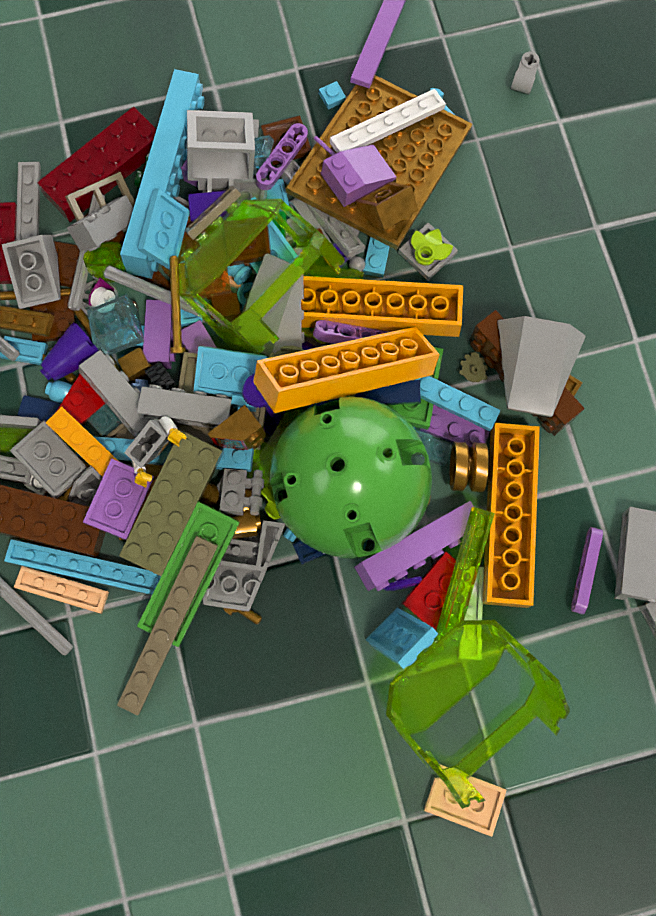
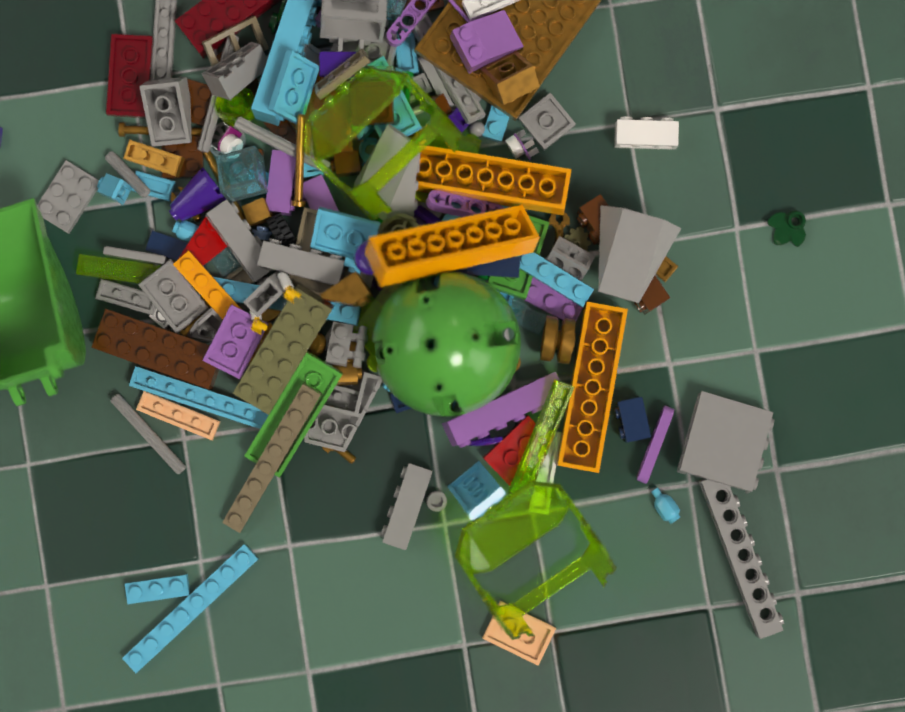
camera: 10 degrees right, 10 degrees up
(46, 791) = (157, 589): none -> medium azure plate
(84, 812) = (190, 608): none -> medium azure plate
(324, 665) = (407, 506): none -> light grey brick
(356, 657) = (436, 501): none -> light grey tile
(401, 274) = (518, 148): none -> piece
(431, 245) = (550, 117): lime plate -> none
(453, 355) = (559, 228): none -> pearl gold bar
(471, 380) = (570, 258): none -> light grey brick
(531, 254) = (646, 133): none -> white brick
(559, 545) = (632, 420): none -> dark blue brick
(608, 637) = (665, 506): none -> medium azure plant

